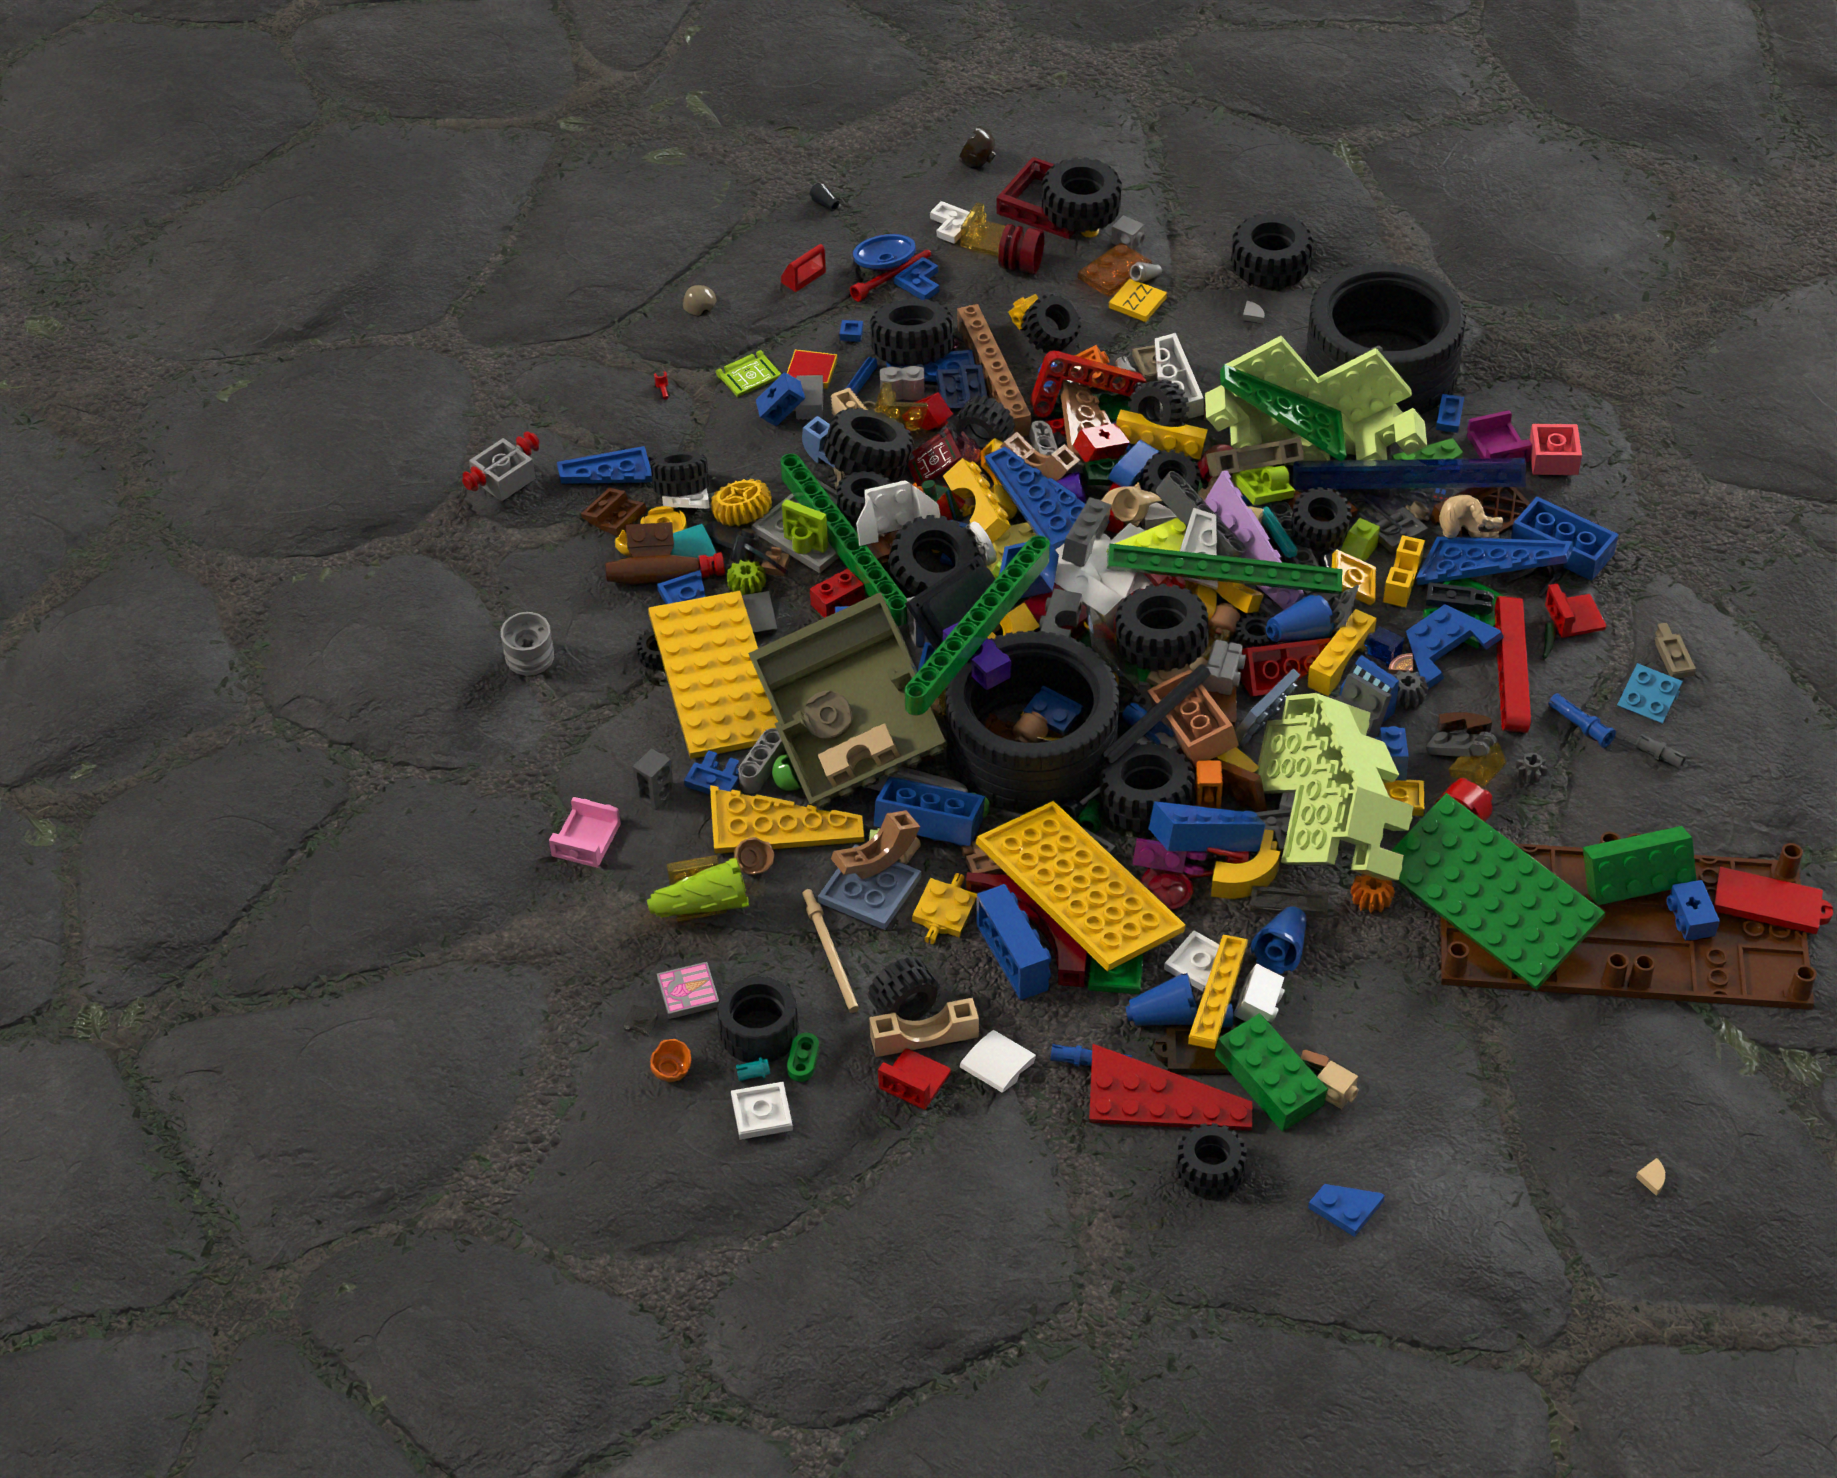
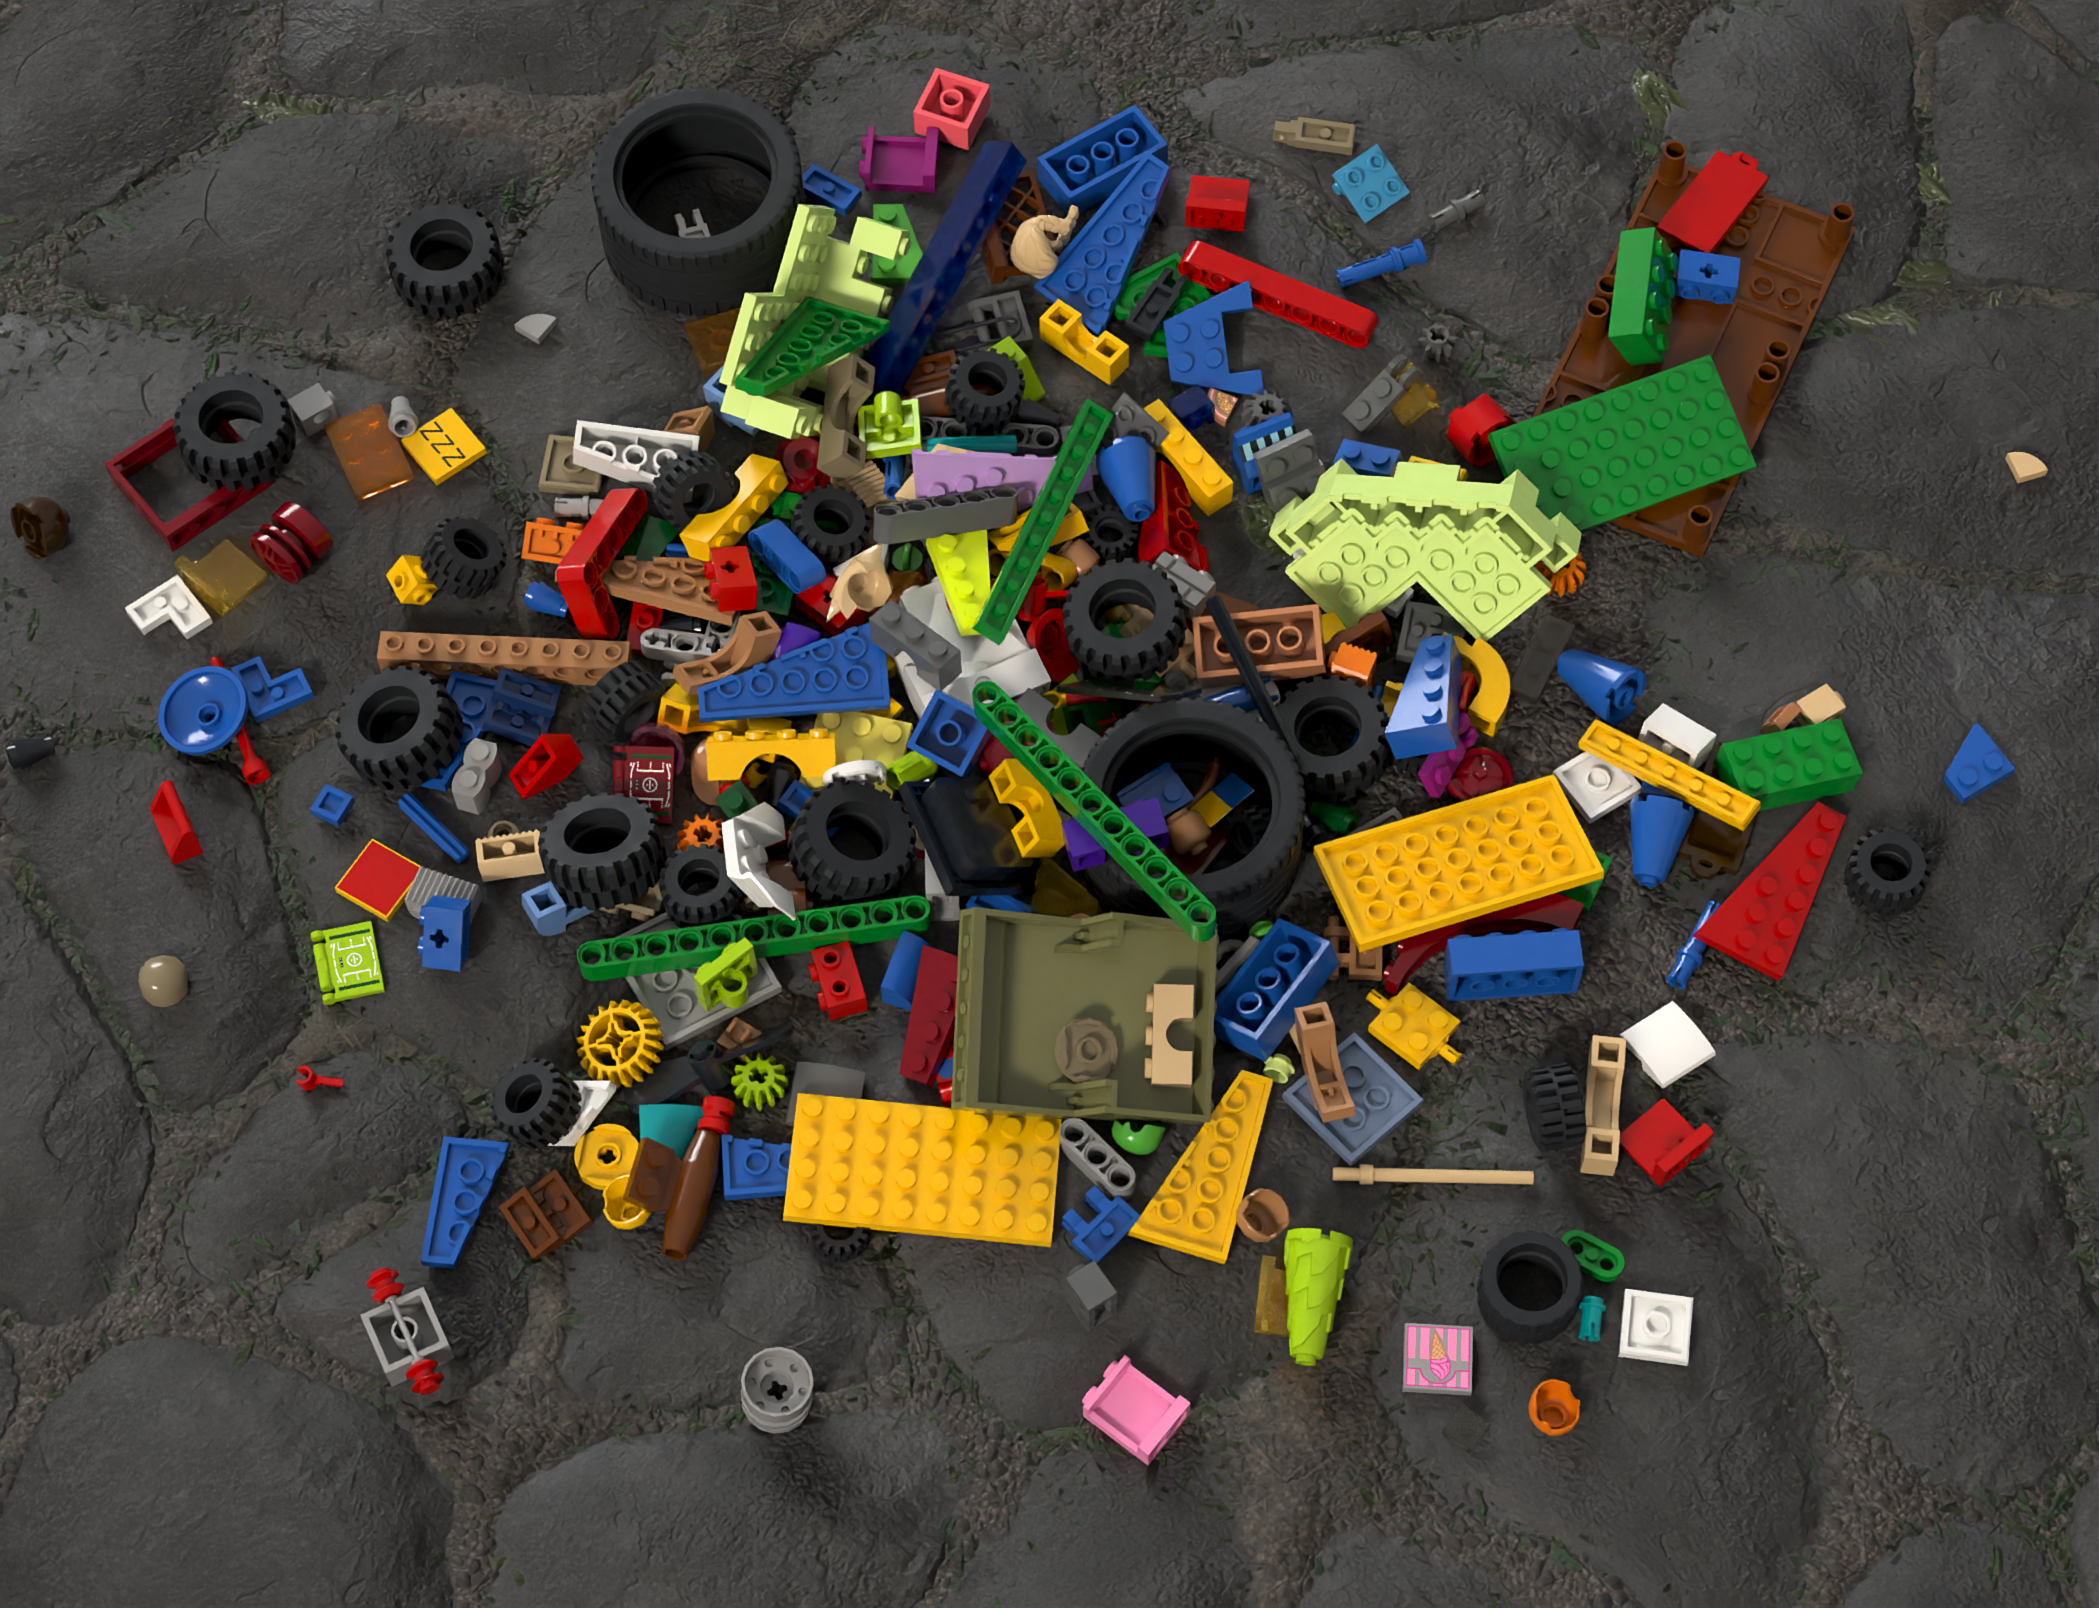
camera: 70 degrees left, 15 degrees up
(907, 413) = (536, 804): clear yellow bracket -> none
(1201, 538) = (986, 527): white wing -> none
(1266, 708) = (1264, 564): sand blue plate -> none
(1356, 573) = (1064, 395): yellow tile -> none
(1418, 510) = (981, 288): dark tan plate -> none
(1470, 722) = (1355, 381): reddish brown slope -> none
(1549, 636) = (1241, 245): dark green helmet -> none

